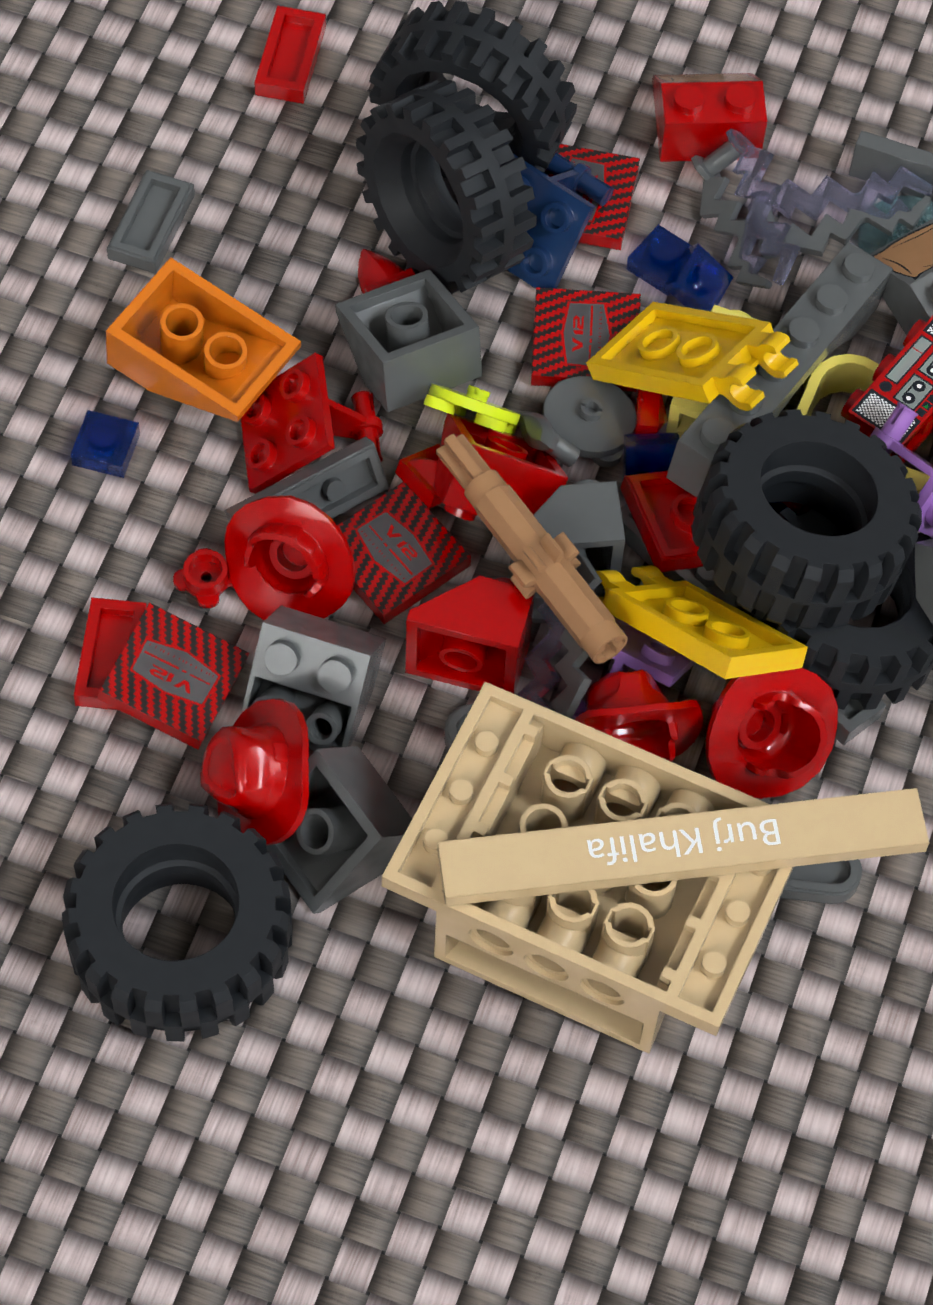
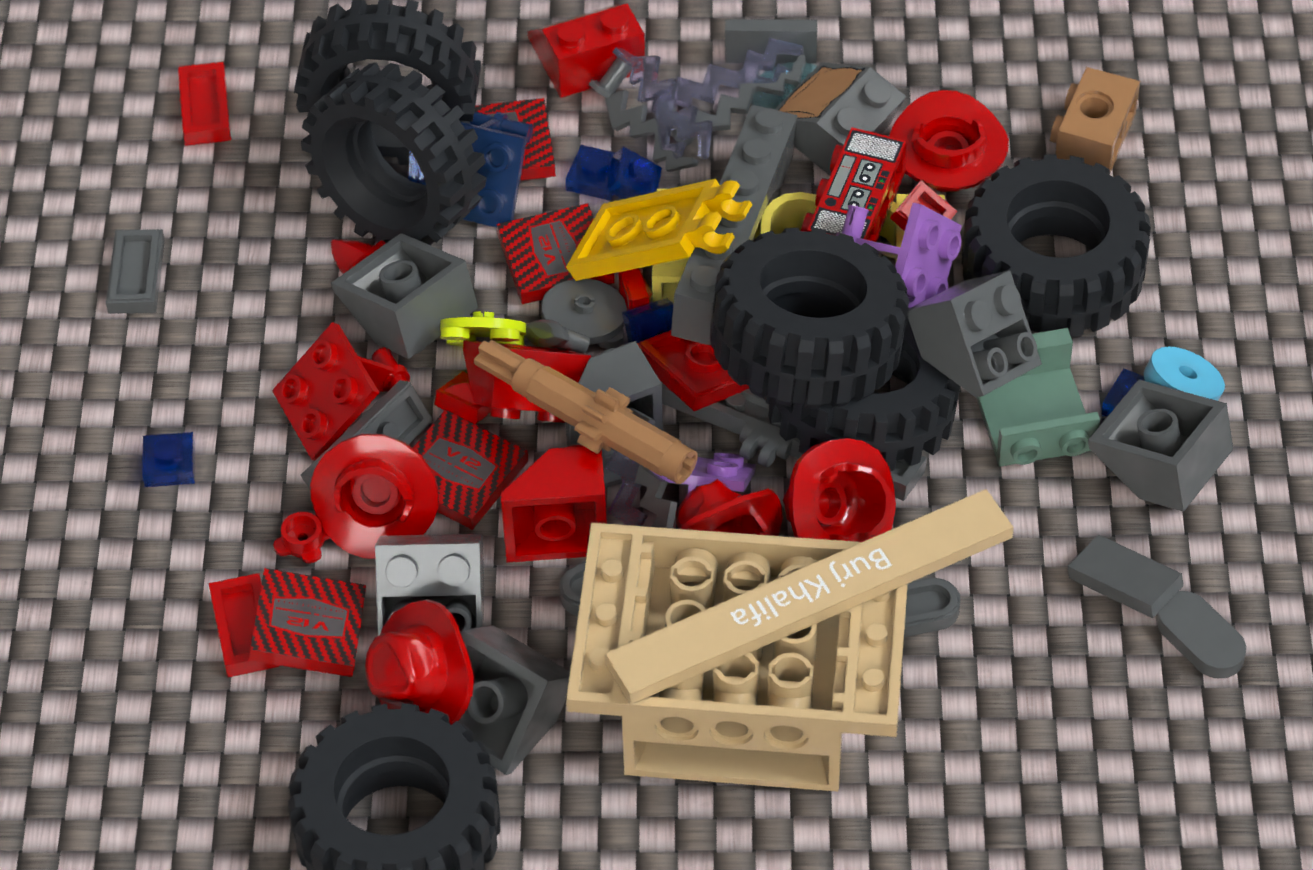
camera: 15 degrees left, 10 degrees down
(197, 344) = (222, 350): orange slope -> none
(699, 625) = (753, 430): yellow tile -> none

